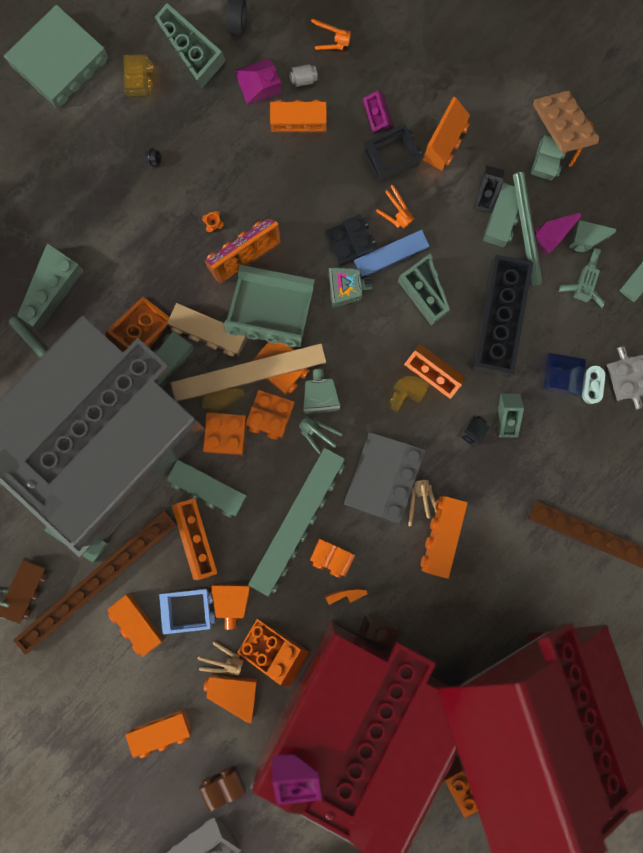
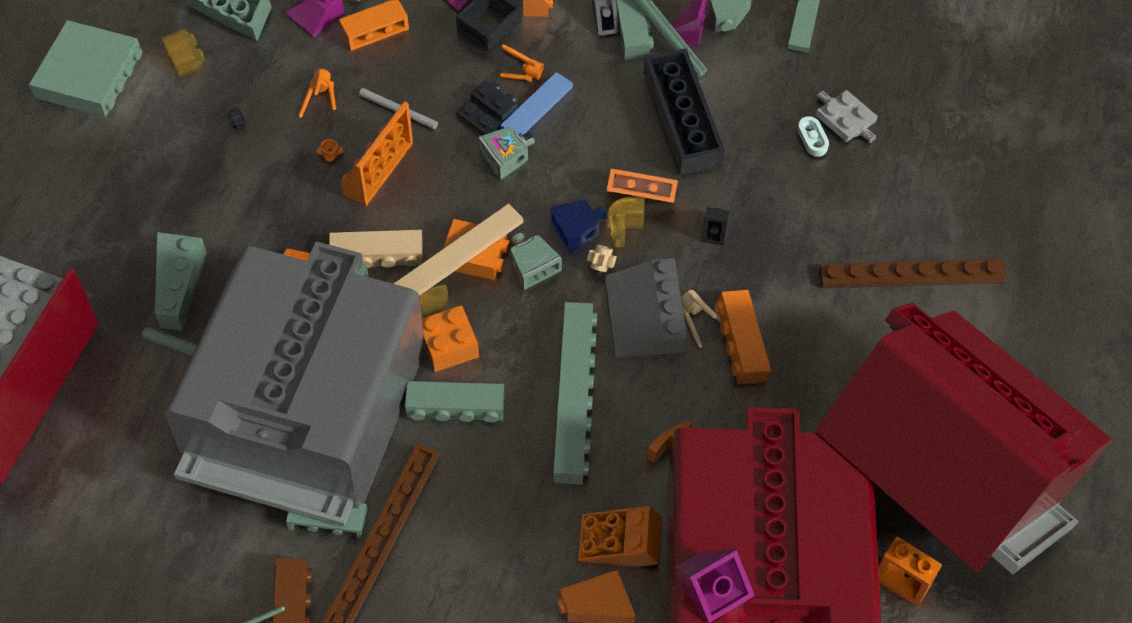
camera: 20 degrees left, 25 degrees down
(135, 624) = (443, 578): orange brick -> none
(167, 617) = (466, 532): light blue window -> none
(194, 539) = (467, 455): orange brick -> none
(230, 602) = (542, 505): orange torso -> none
(231, 154) = (320, 83): none -> orange plant
(232, 666) = (579, 571): tan plant -> none
(269, 415) = (488, 303): orange plate -> none
(270, 306) = (433, 195): sand green panel -> none
(281, 204) = (394, 107): none -> light grey bar
(309, 426) = (538, 295): sand green plant -> none
(332, 557) = (633, 410): orange brick -> none
(370, 378) = (576, 222): none -> clear blue torso
(372, 419) = (601, 258): none -> tan gear
(425, 290) = (590, 119): sand green wedge -> none
(510, 415) = (744, 196): sand green slope -> none
(564, 374) = (778, 141): clear blue slope -> none
(585, 288) = (751, 52): sand green piece -> none

